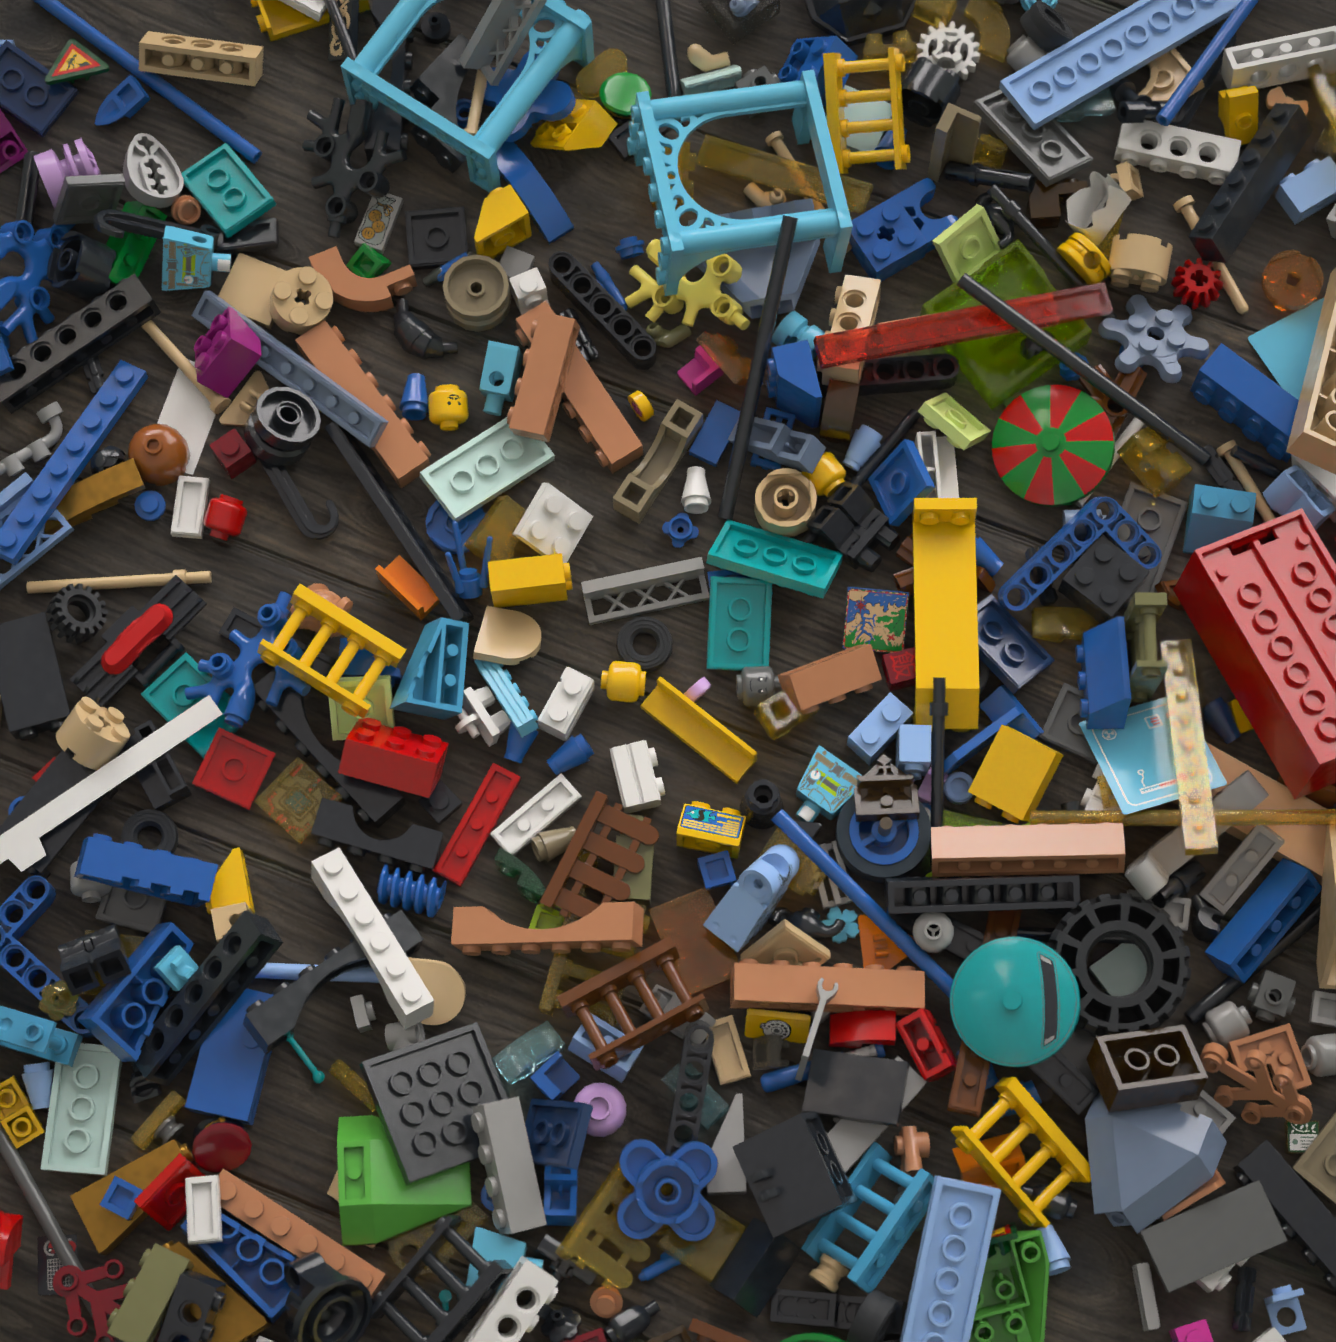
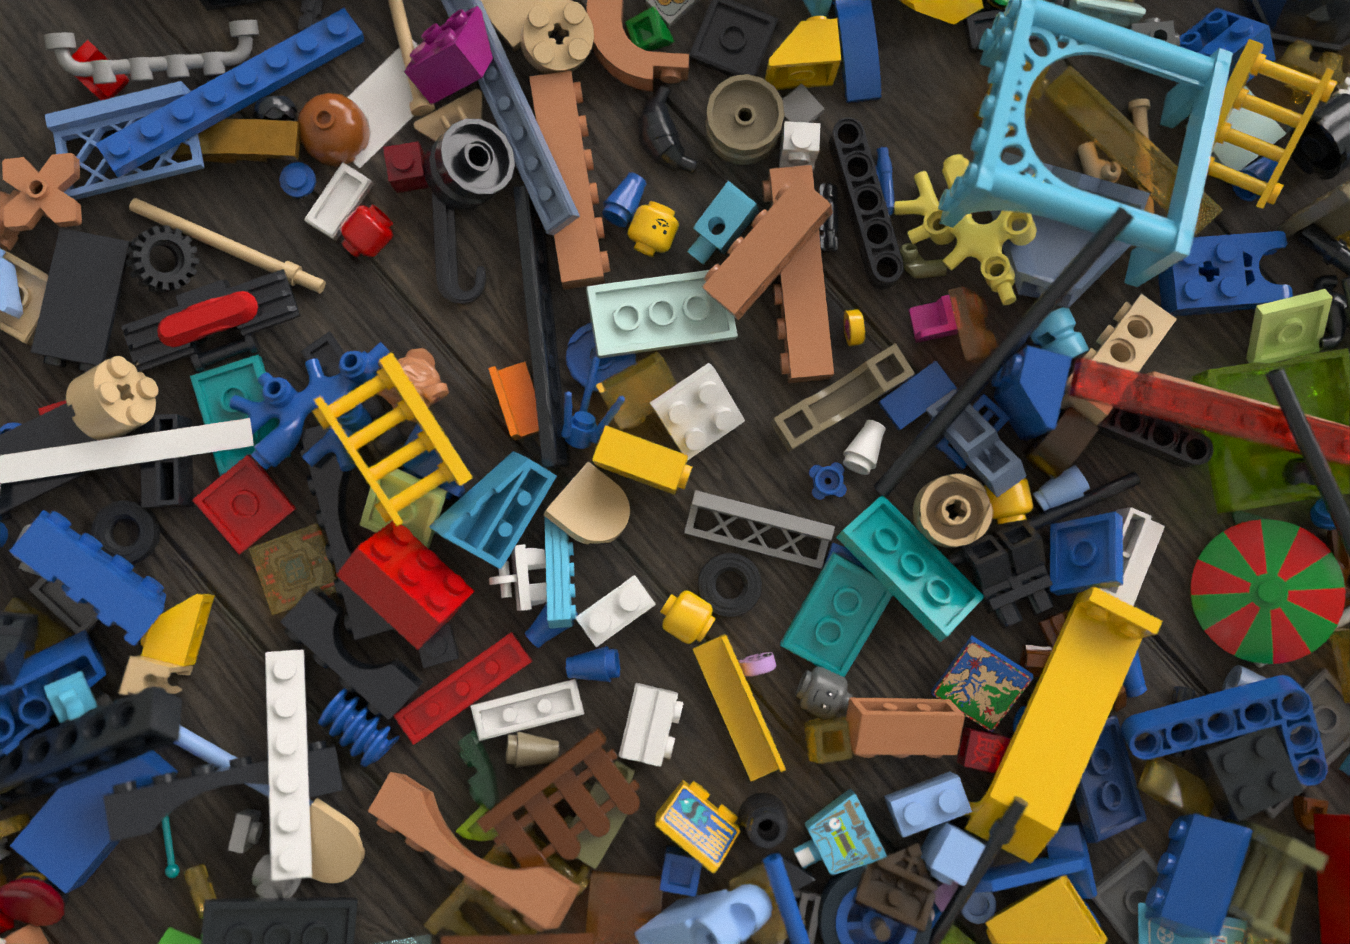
camera: 20 degrees right, 10 degrees up
(438, 274) = (713, 79): piece -> none
(630, 247) = (928, 150): blue plate -> none
(954, 421) = (1175, 513): yellowish green plate -> none

